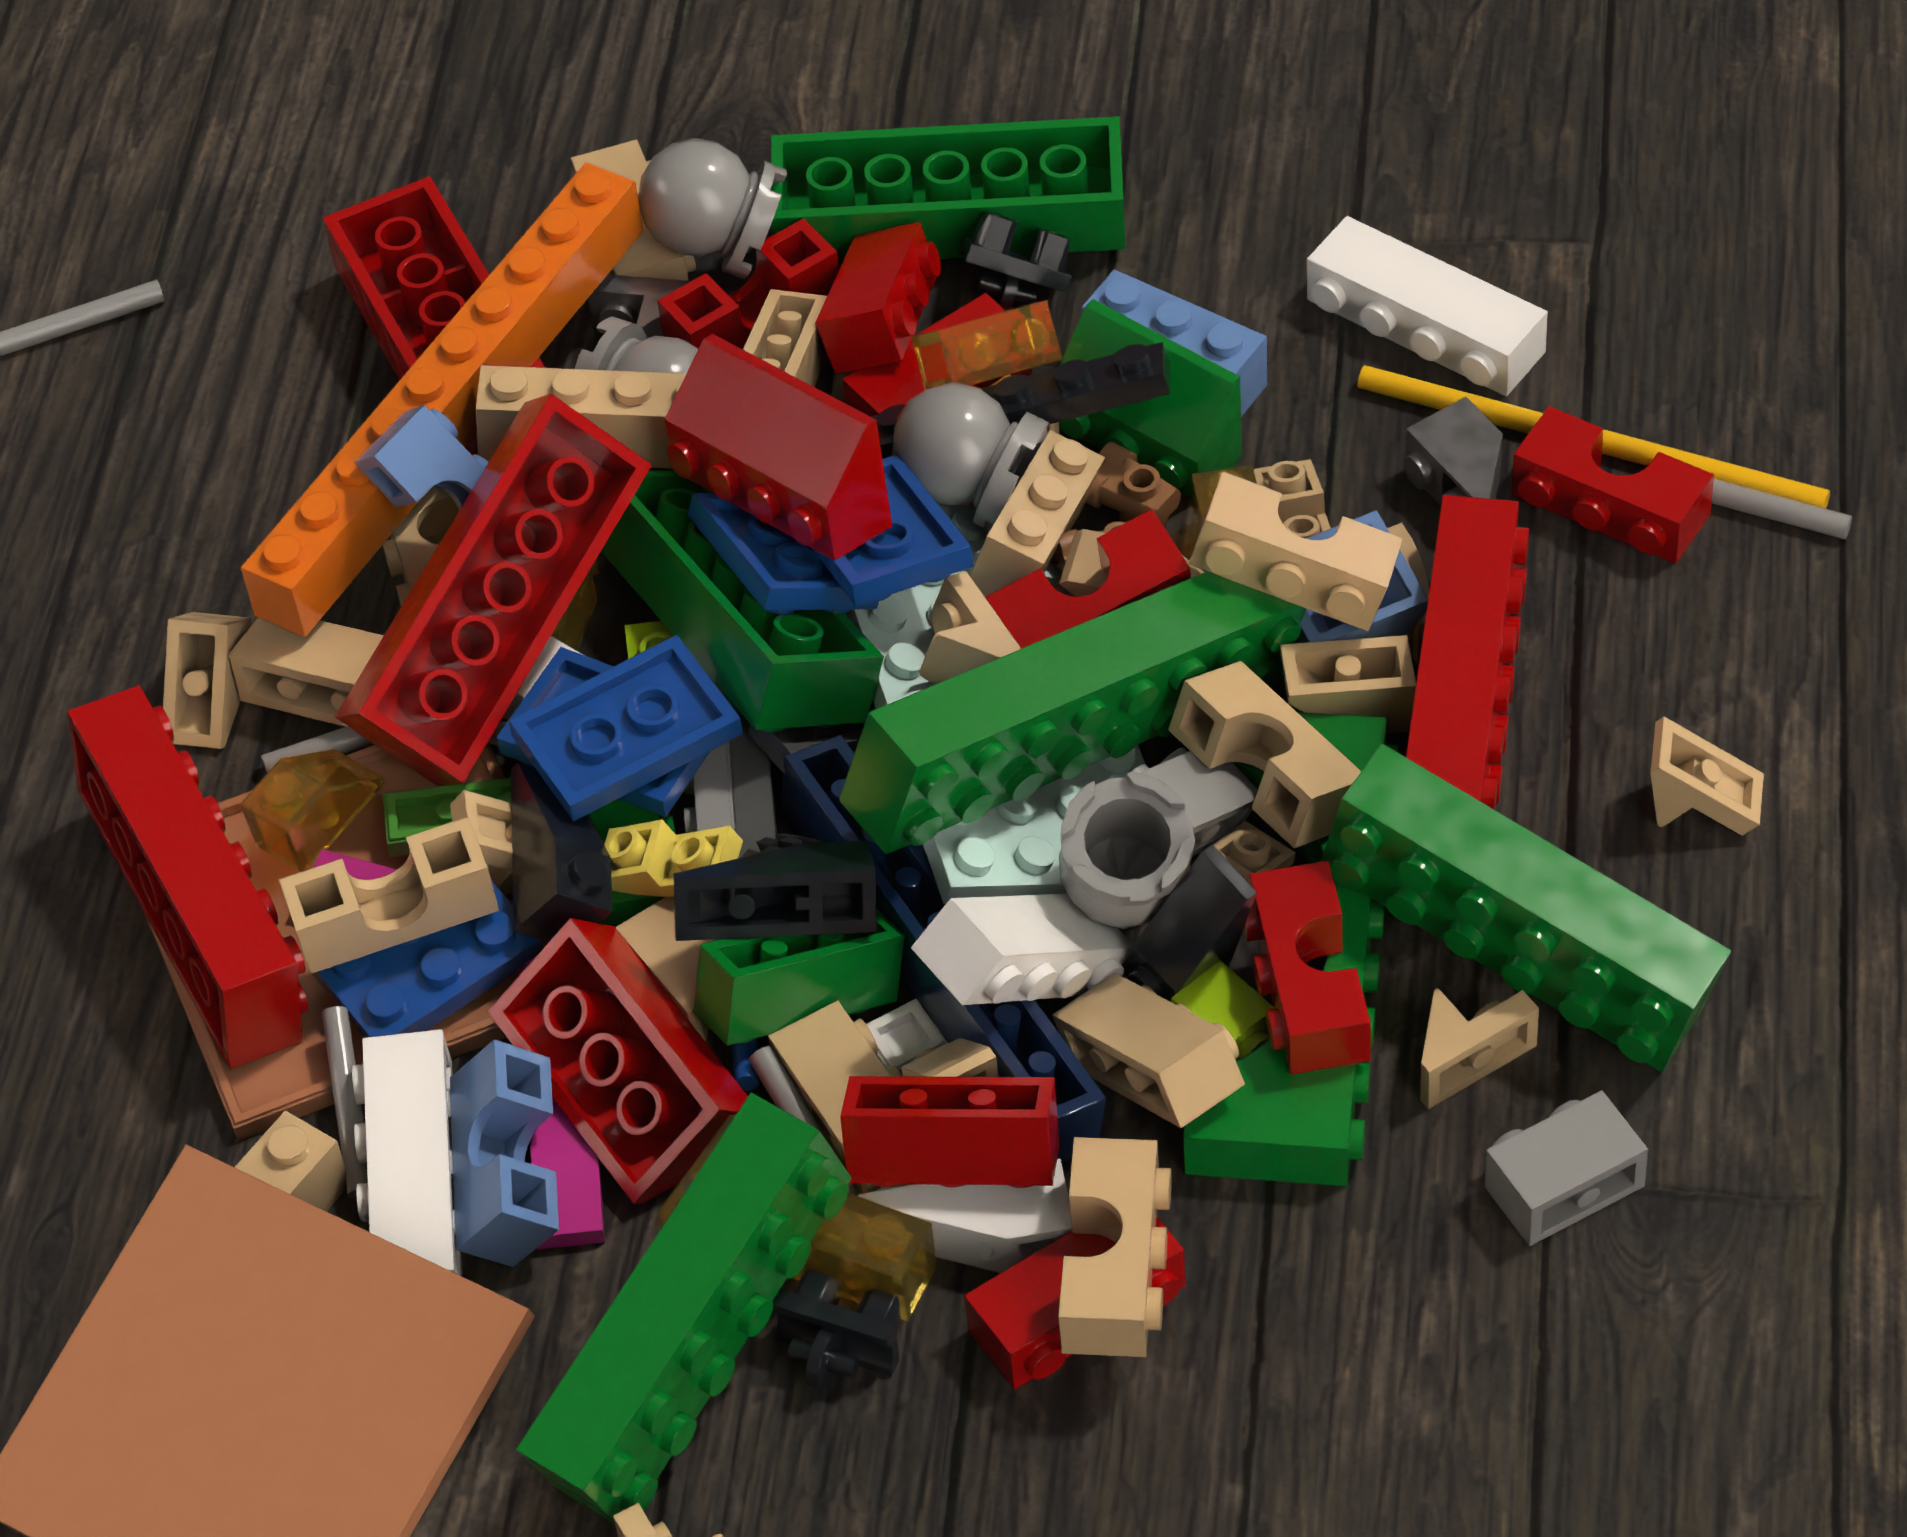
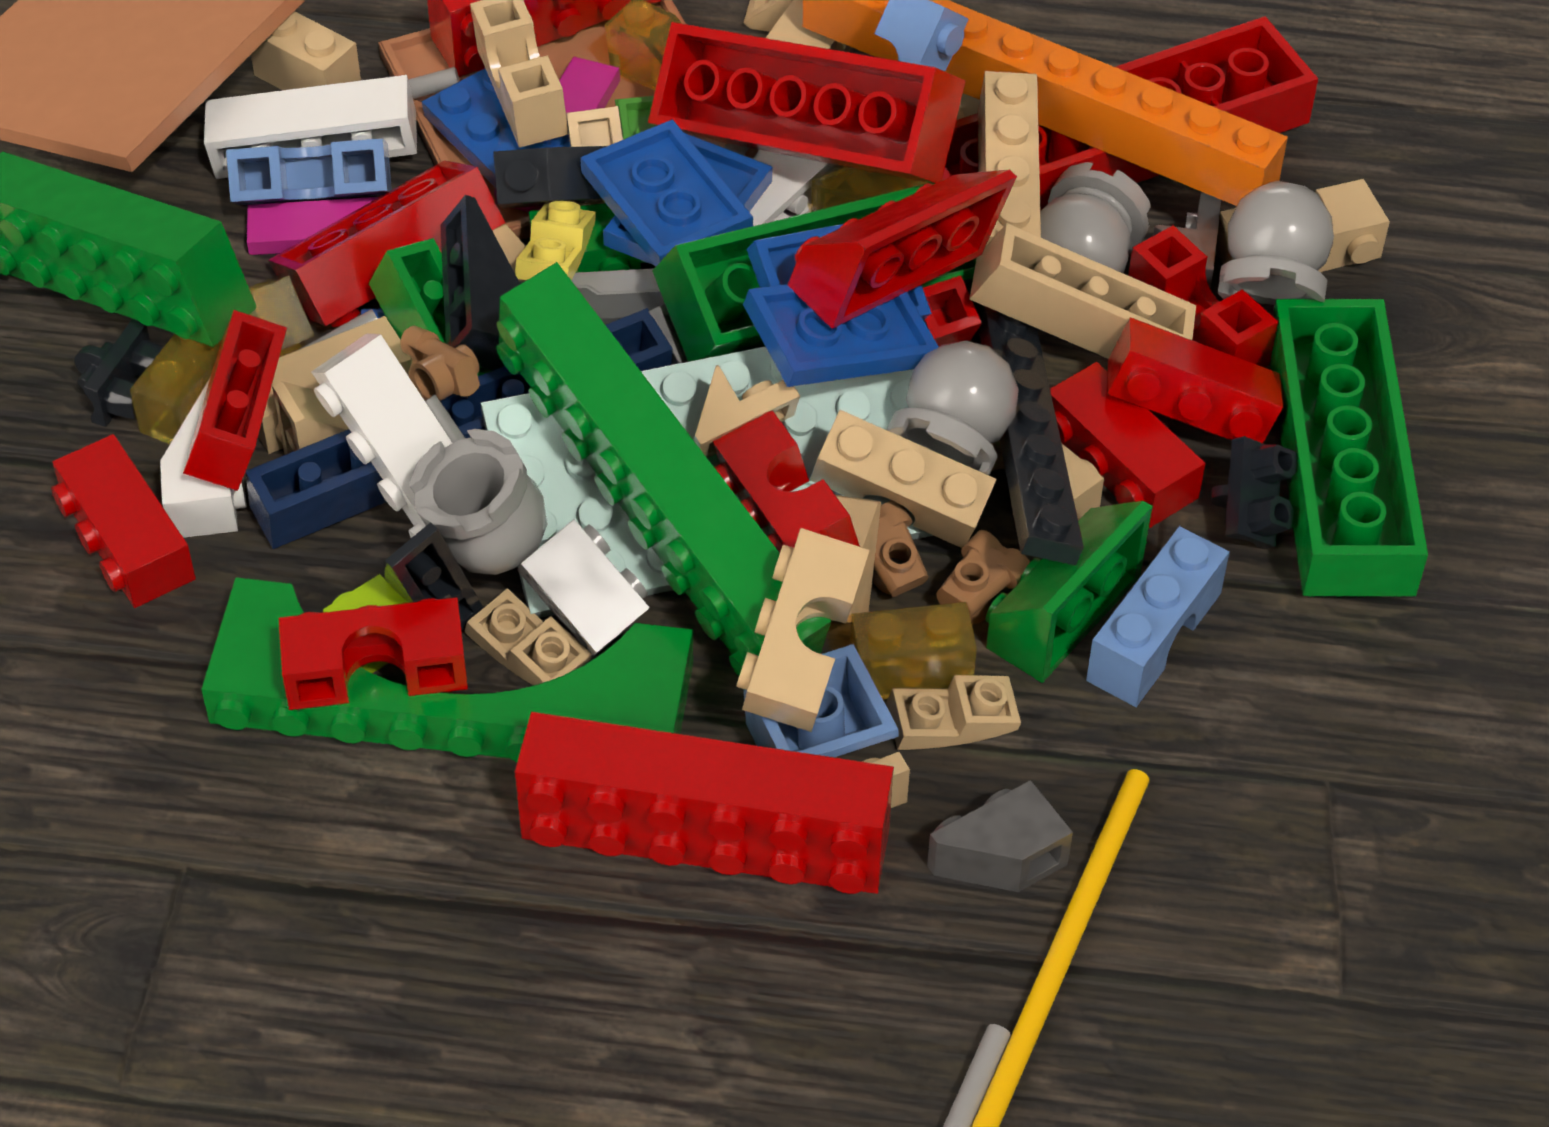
camera: 85 degrees right, 0 degrees up
(901, 918) = (438, 366): none -> medium nougat plate
(988, 346) = (1107, 441): clear yellow brick -> none
(1110, 1296) = (159, 519): tan arch -> none
(1150, 1049) = (314, 549): tan brick -> none
(1241, 719) = (566, 657): tan arch -> none
(1352, 678) = (712, 697): tan slope -> none
(1426, 306) = (1218, 825): white brick -> none
(1465, 1051) = (318, 793): tan slope -> none
(1522, 908) = (405, 814): green brick -> none
(1565, 1167) = (175, 864): light grey brick -> none
(1650, 510) = (997, 926): red arch -> none
(1703, 777) = (585, 1002): tan slope -> none

